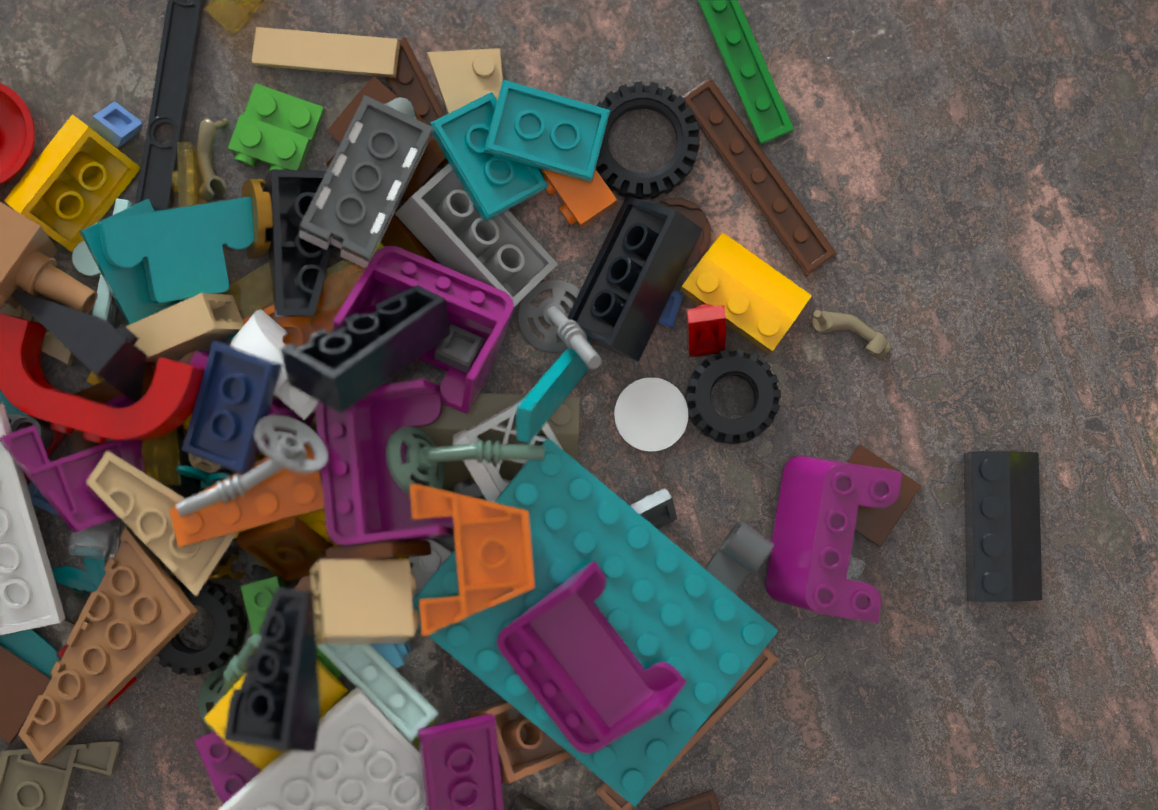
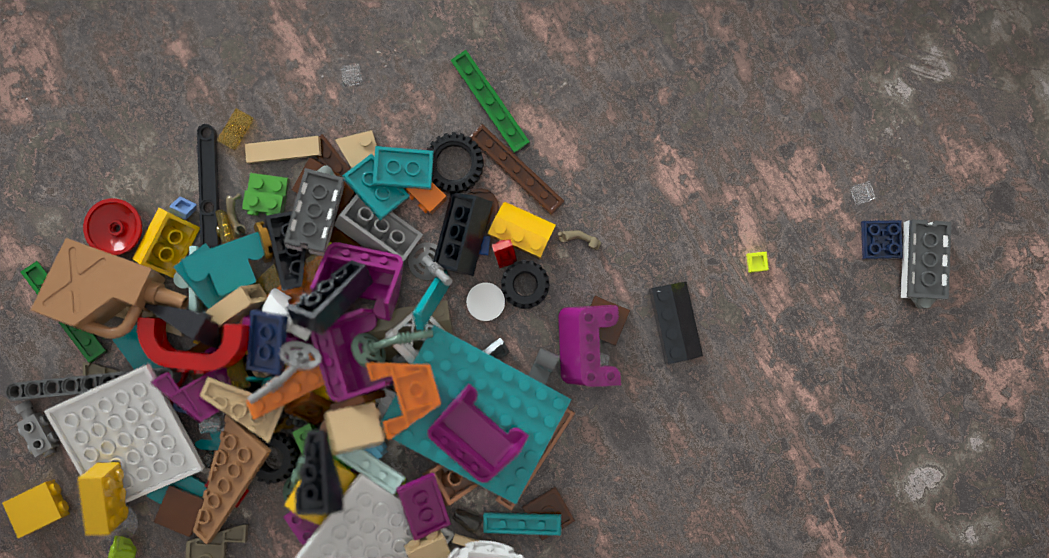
camera: 15 degrees left, 0 degrees up
(459, 349) = (379, 288): dark grey tile -> none

